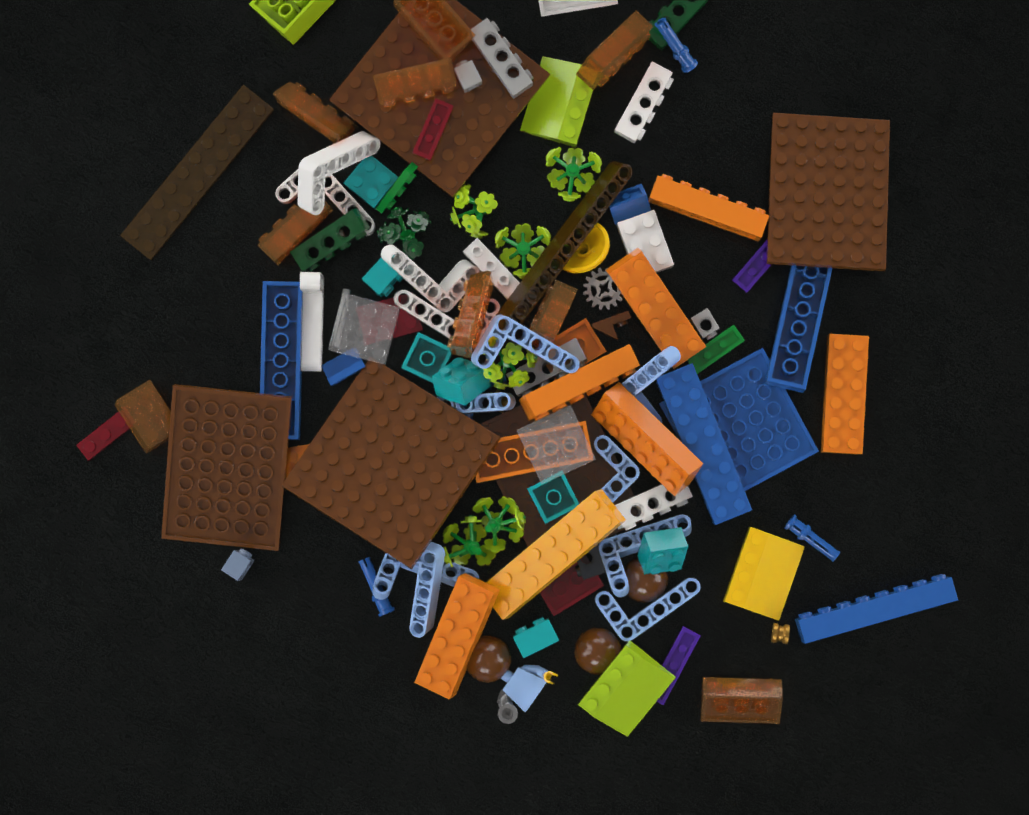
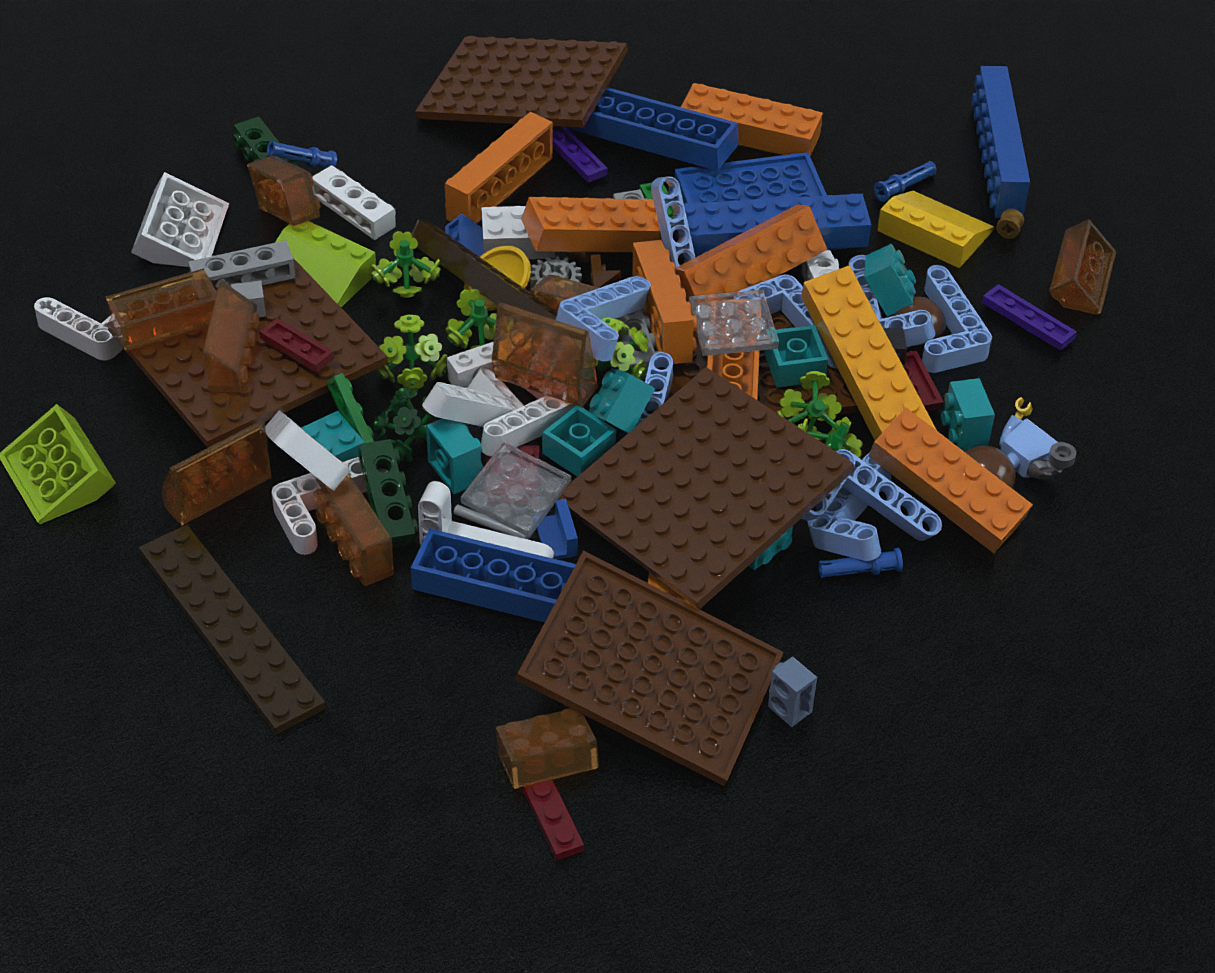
camera: 85 degrees left, 40 degrees down
(596, 650) = (1000, 376): reddish brown piece -> none
(627, 689) = (1047, 354): lime slope -> none

